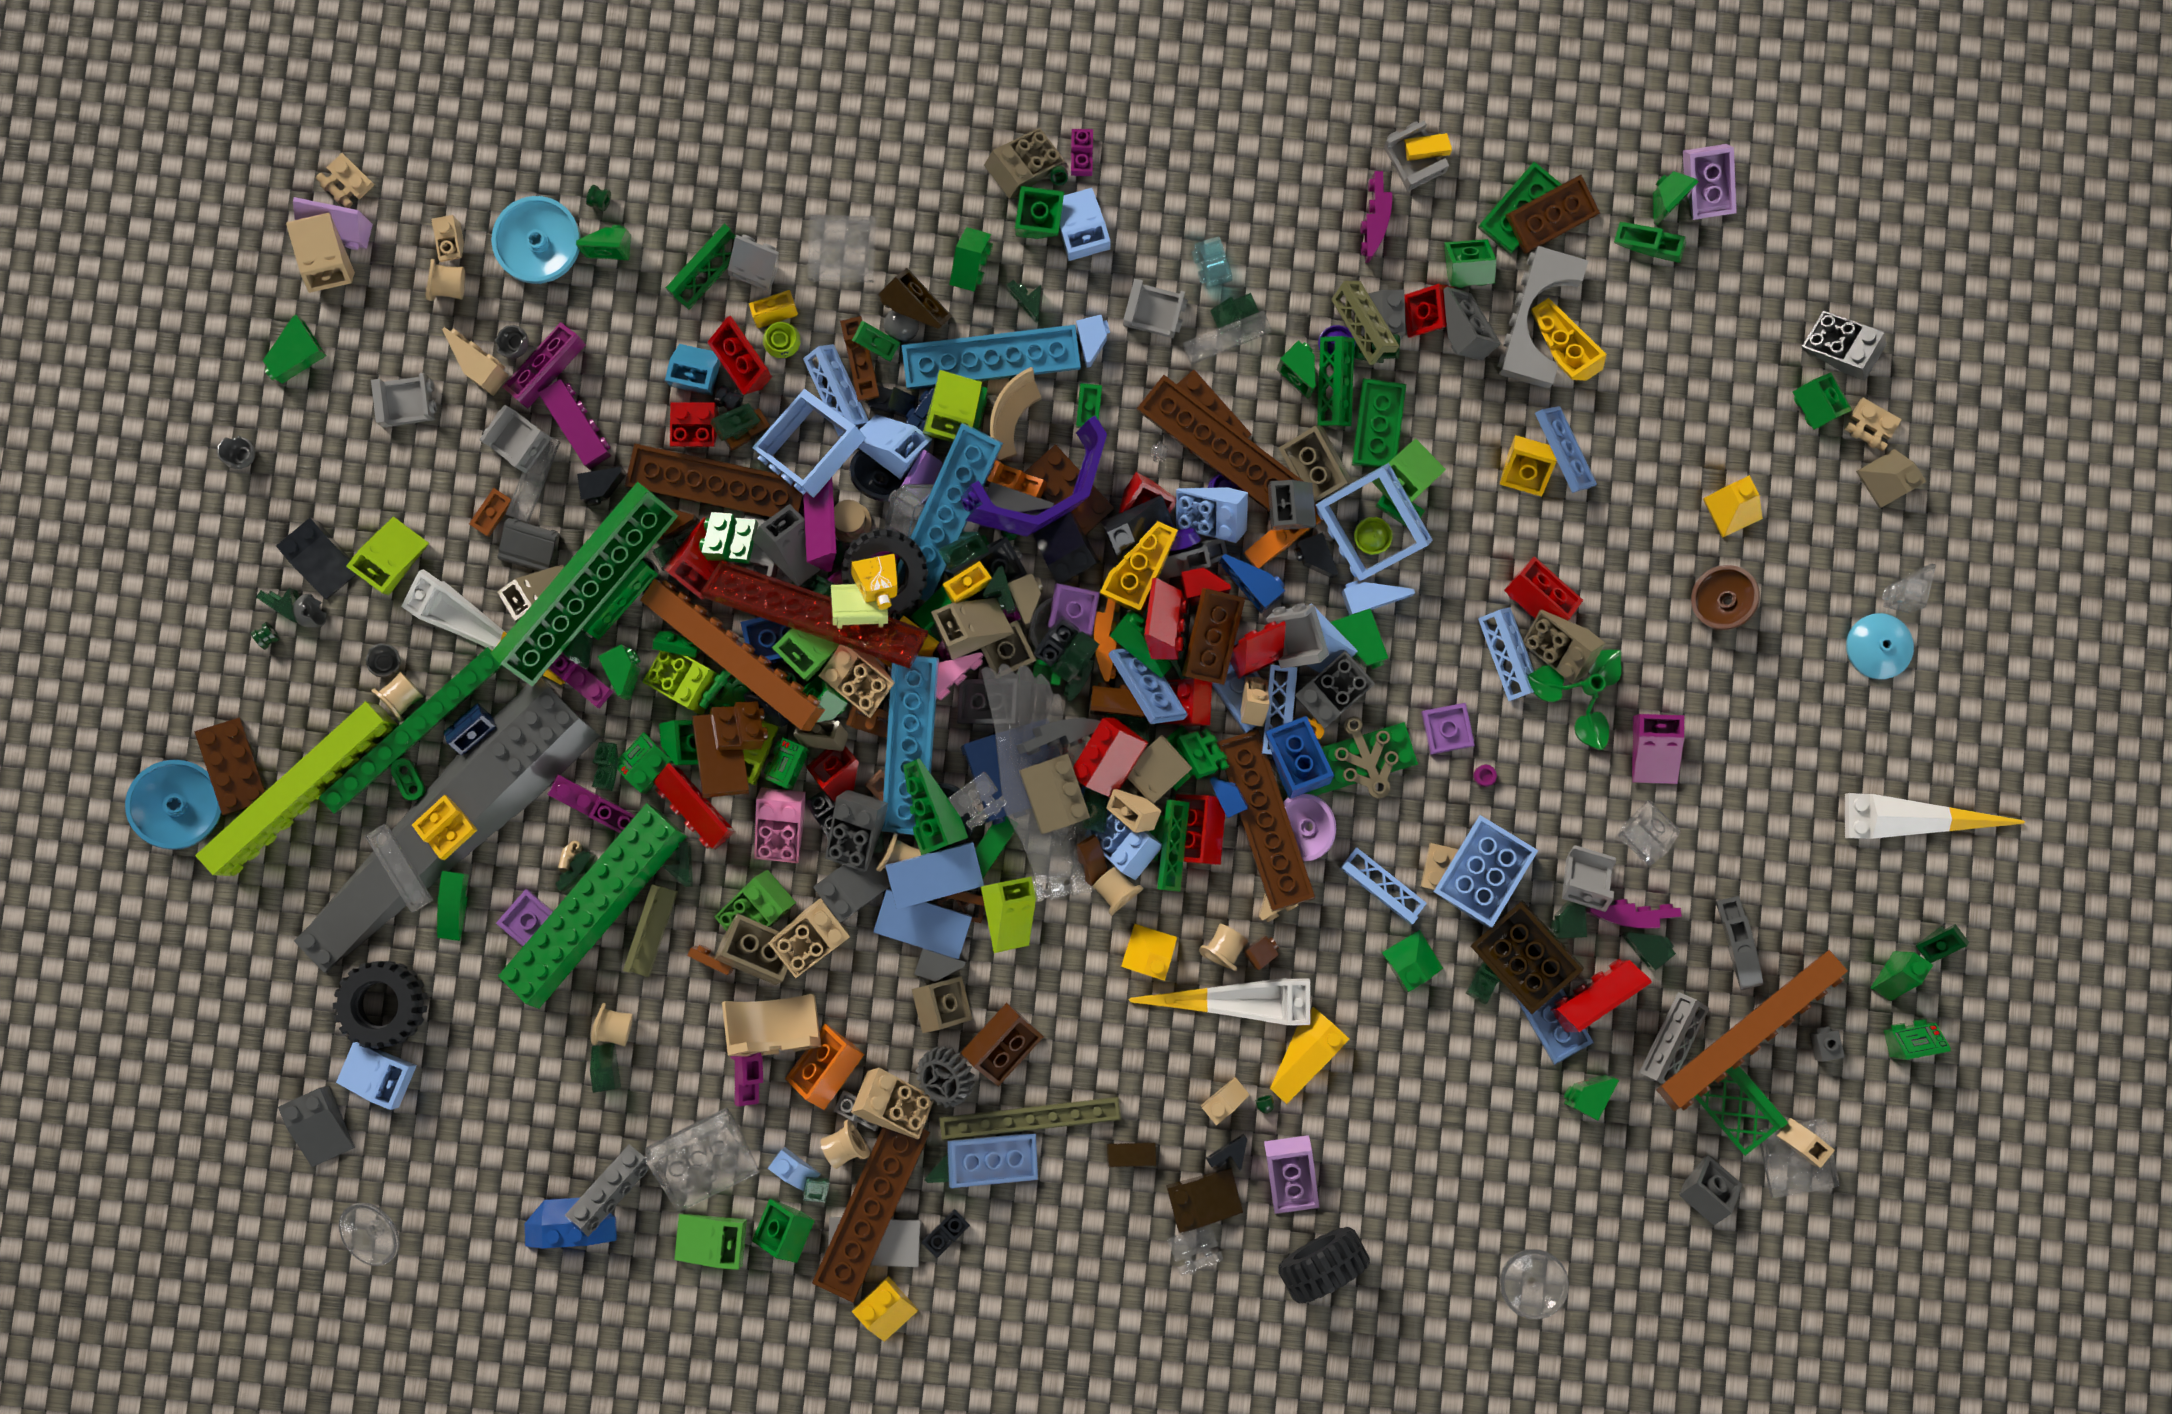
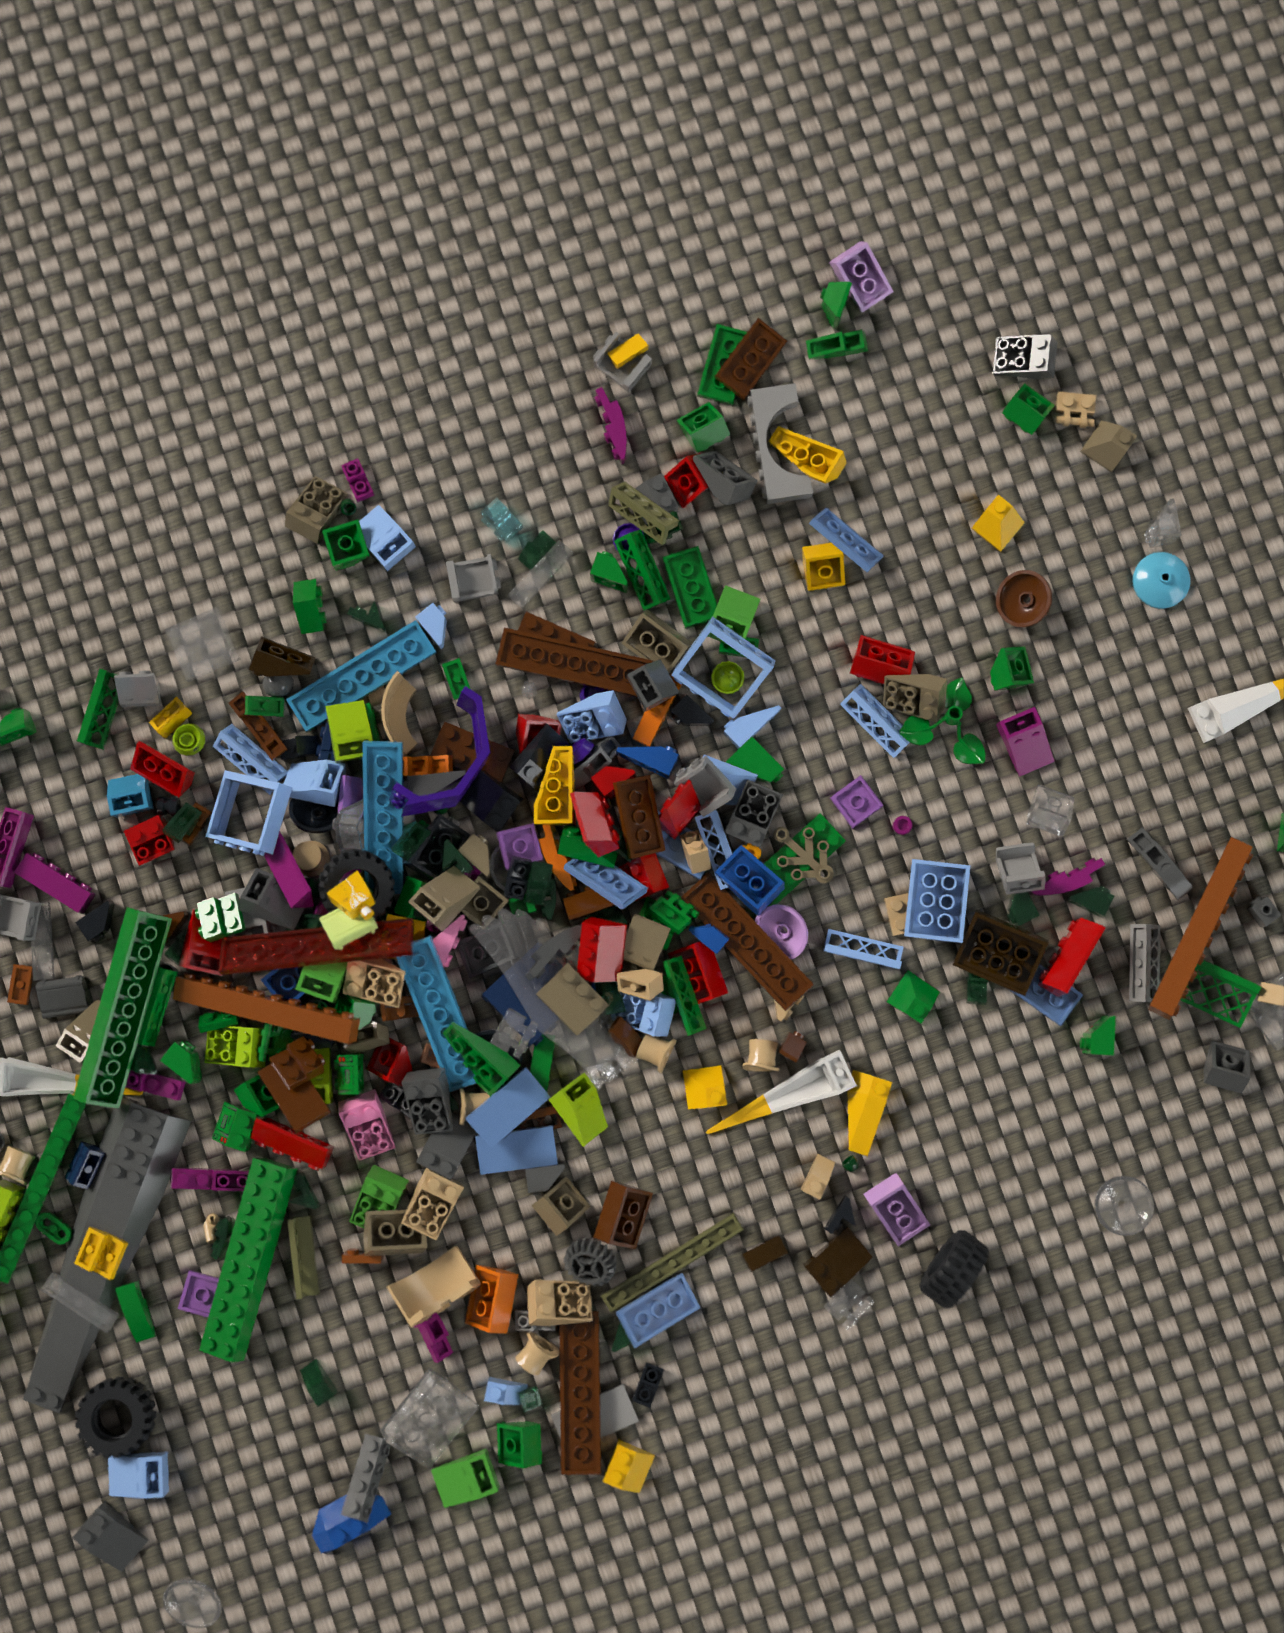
camera: 20 degrees left, 0 degrees up
(607, 760) = (206, 1138): clear green slope -> none
(611, 1027) = (308, 1347): tan piece -> none
(711, 482) = (185, 878): reddish brown plate -> none
(967, 583) = (426, 865): yellow slope -> none
(1676, 665) = (1011, 669): none -> green slope

